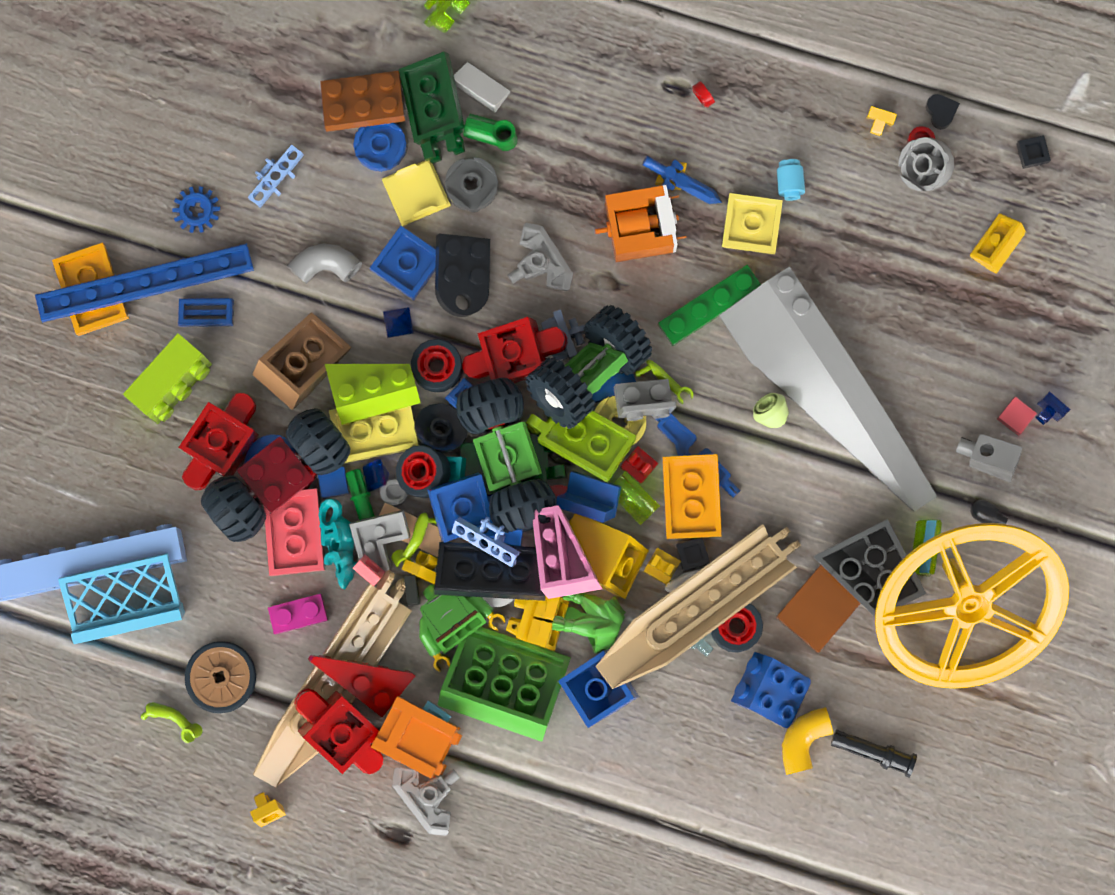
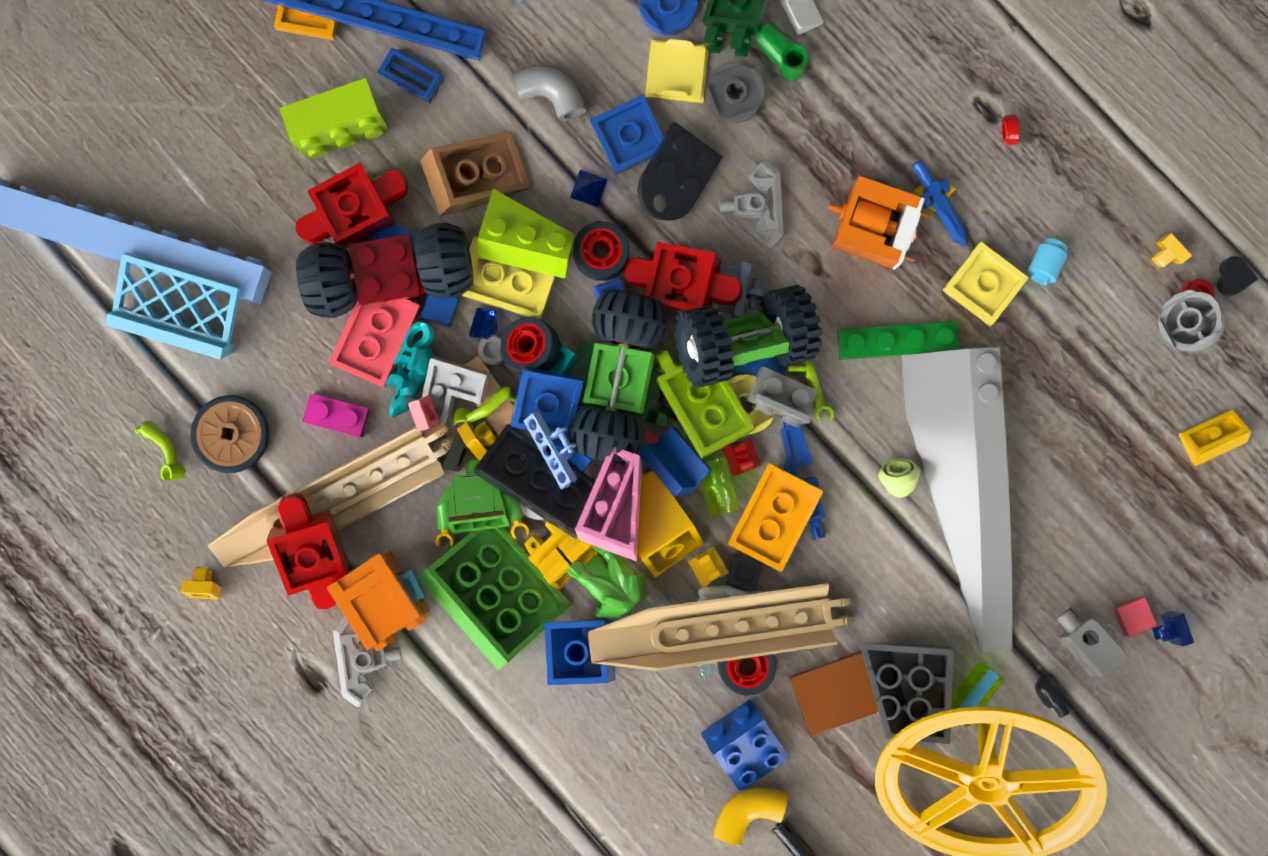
camera: 25 degrees right, 5 degrees up
(359, 494) = (458, 334): green axle -> none
(370, 684) = (366, 525): red wing -> none
(441, 418) = (578, 305): black dish -> none

